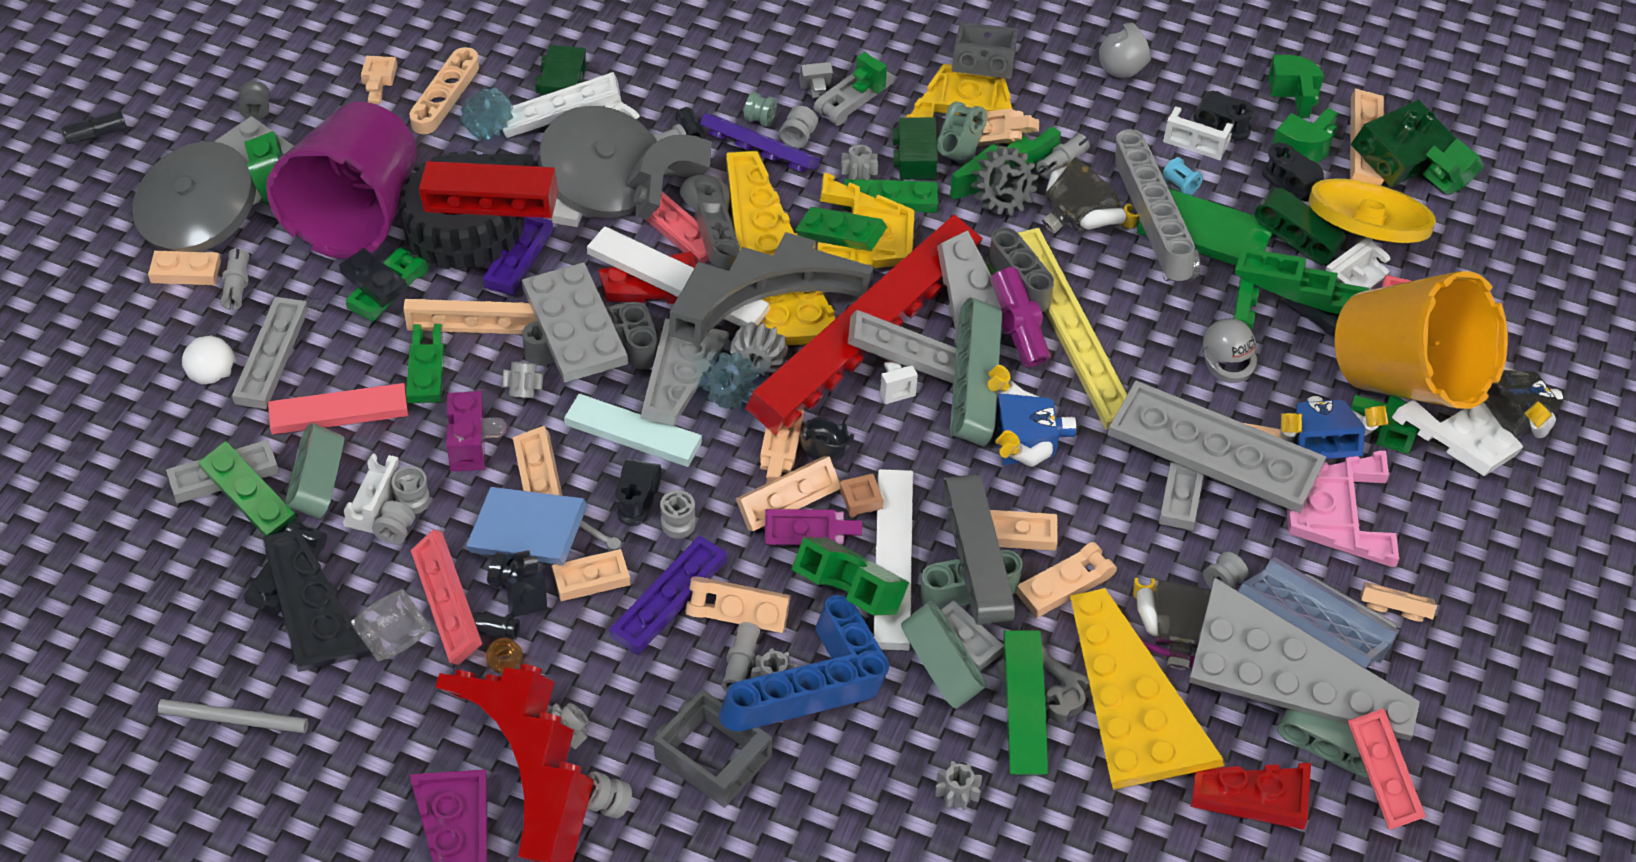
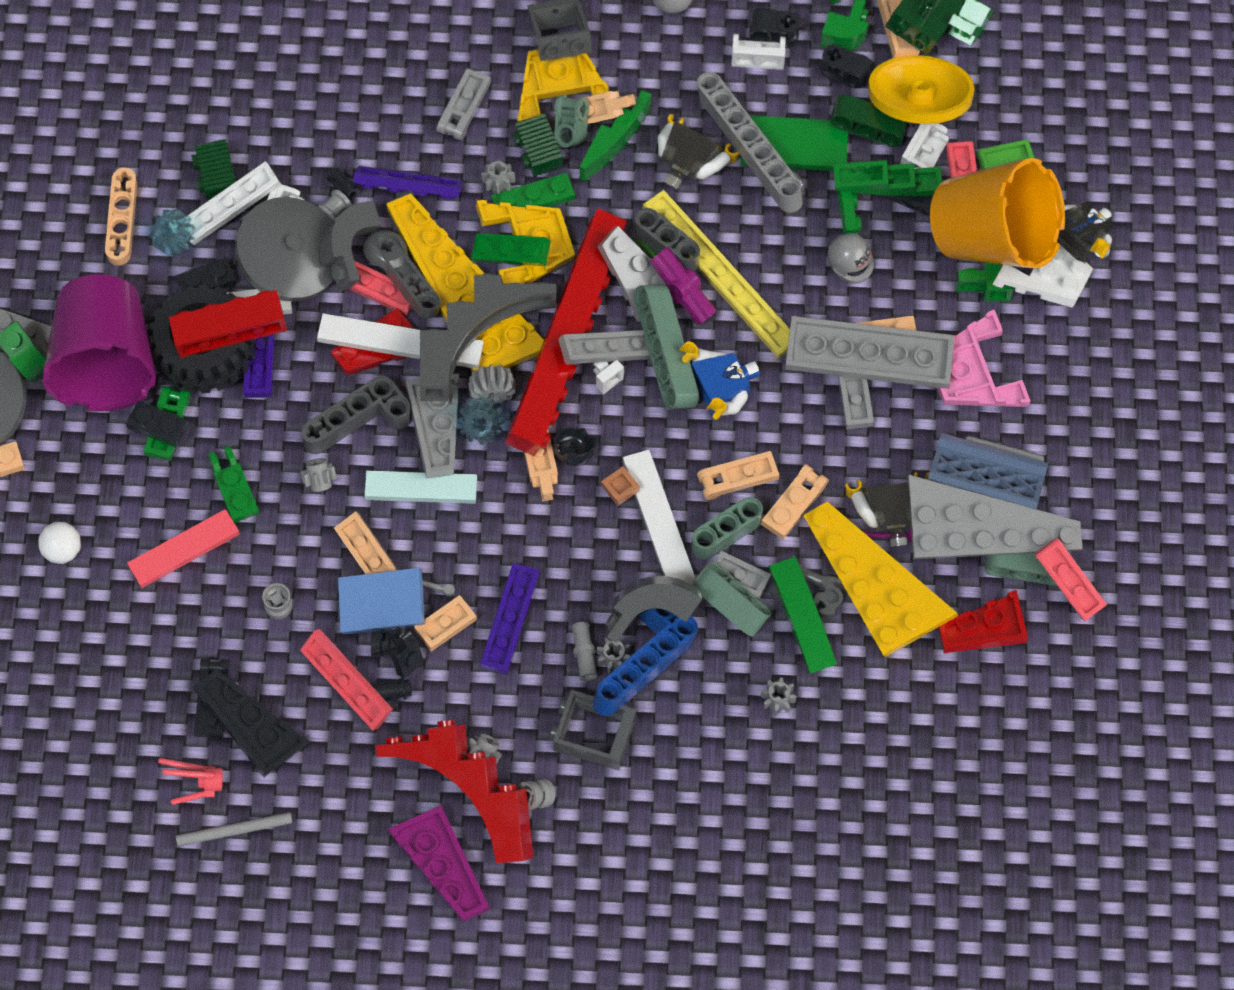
camera: 20 degrees left, 15 degrees up
(191, 482) = (123, 635): light grey plate -> none
(230, 649) = (208, 778): none -> coral plant
(235, 279) = (41, 460): light grey pin -> none
(246, 490) = (152, 646): green plate -> none
(270, 353) = (106, 518): light grey plate -> none
(315, 471) = (197, 611): sand green beam -> none
(372, 494) = (249, 614): white hinge -> none
(376, 73) = (58, 220): light nougat plate -> none
(390, 625) = (318, 718): clear piece -> none
(393, 522) = (277, 633): light grey wheel -> none
(468, 316) = (249, 431): light nougat plate -> none
(468, 431) = (298, 534): magenta piece -> none
(500, 648) = (410, 703): clear orange plate -> none
(574, 322) = (340, 412): light grey plate -> none
(637, 490) = (448, 538): black piece -> none
(677, 514) = (488, 556): light grey wheel -> none
(739, 604) = (565, 609): light nougat plate -> none
(760, 109) = (395, 148): sand green wheel -> none
(789, 491) = (564, 502): light nougat plate -> none
(791, 525) = (590, 526): magenta hinge -> none
(798, 126) = (433, 156): light grey wheel -> none
(816, 77) = (428, 101): light grey tile -> none
(861, 612) = (649, 593): none -> dark grey arch
(866, 582) = (621, 553): green arch -> none
(869, 74) = (474, 88): green tile -> none
(978, 549) = (728, 506): dark grey beam -> none
(1006, 181) = (623, 158): dark grey gear -> none
(1062, 155) = (658, 111): light grey pin -> none
(1176, 169) = (766, 107): medium azure bush -> none
(1228, 569) = (909, 457): light grey wheel -> none
(1330, 427) = (947, 305): blue torso -> none
(1412, 605) = (1043, 435): light nougat plate -> none

